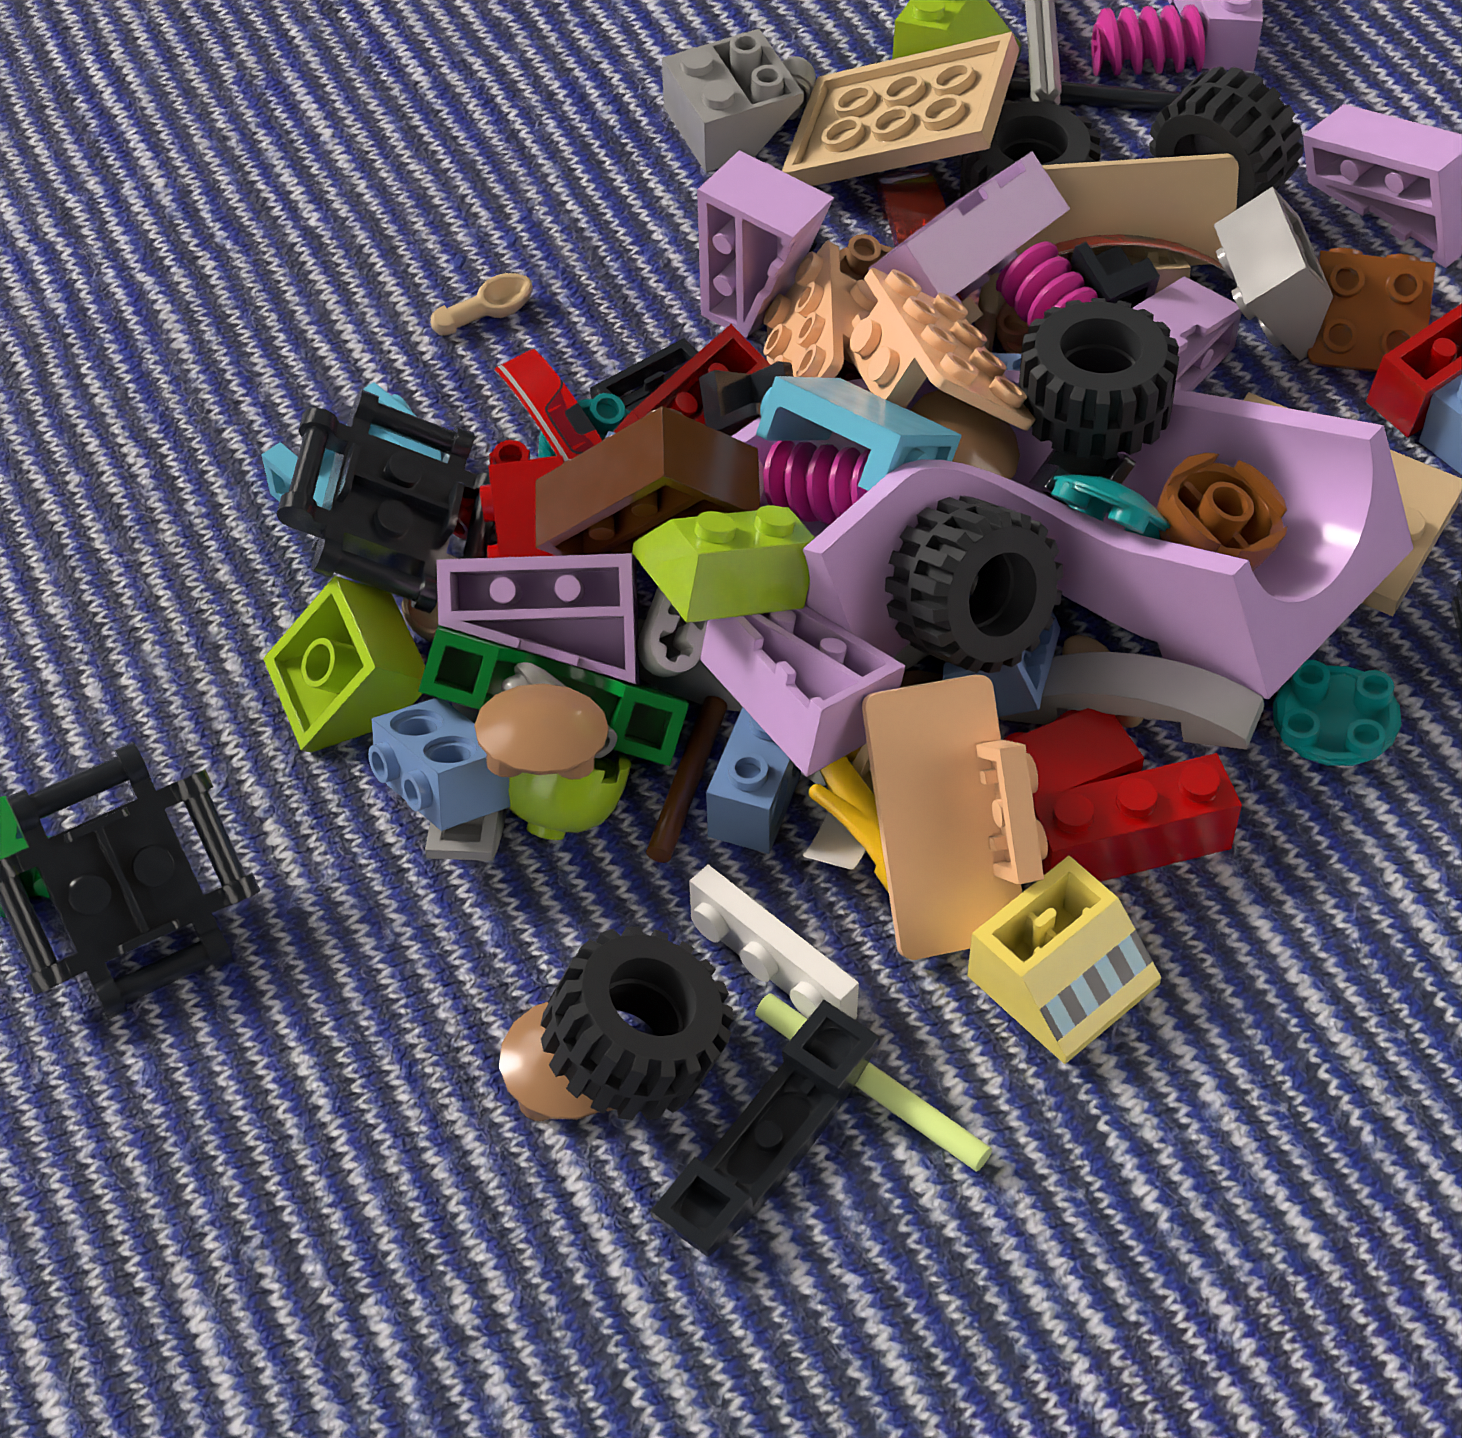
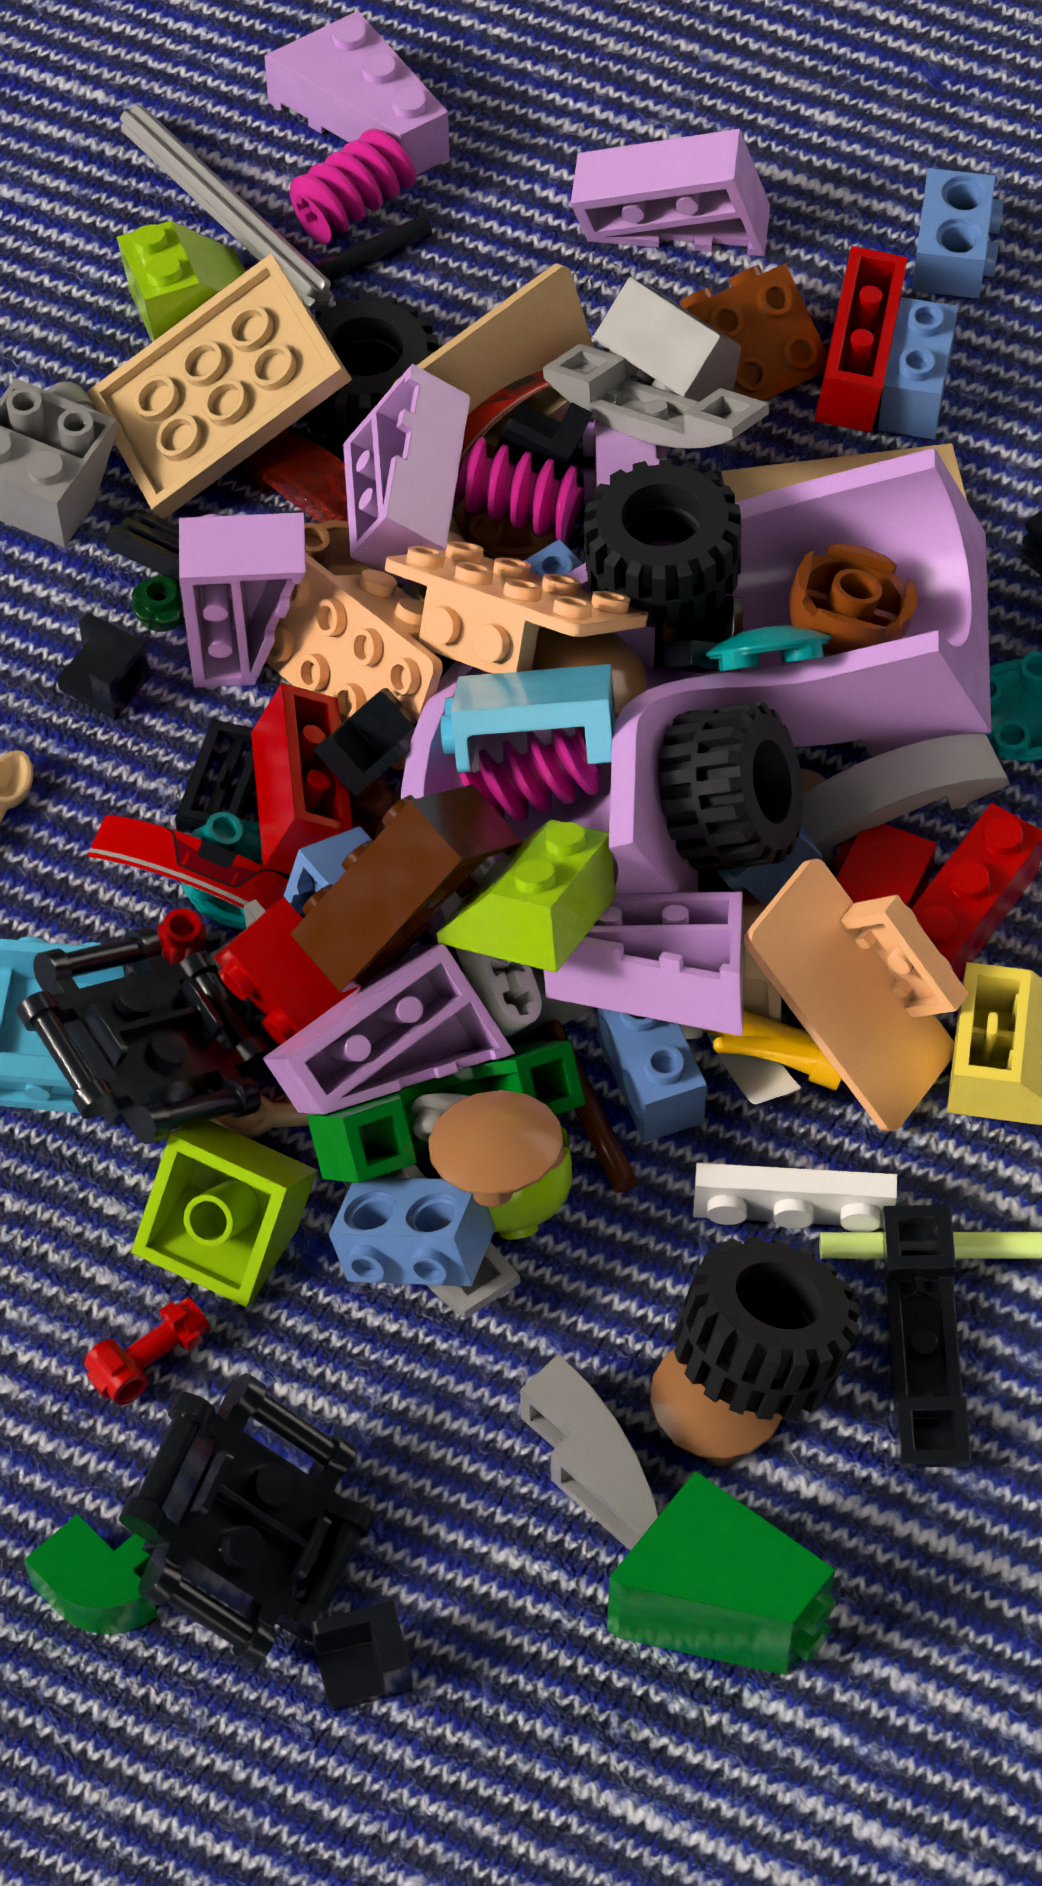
camera: 40 degrees left, 5 degrees up
(122, 1049) = (361, 1656): none -> black panel
(168, 724) = (119, 1371): none -> red bar
(400, 1184) = (721, 1585): none -> green slope
(424, 1031) = (590, 1452): none -> light grey slope
(645, 266) = (107, 668): none -> black panel
(1190, 272) = (646, 413): none -> light grey slope
(1235, 117) = (515, 235): black tyre -> none

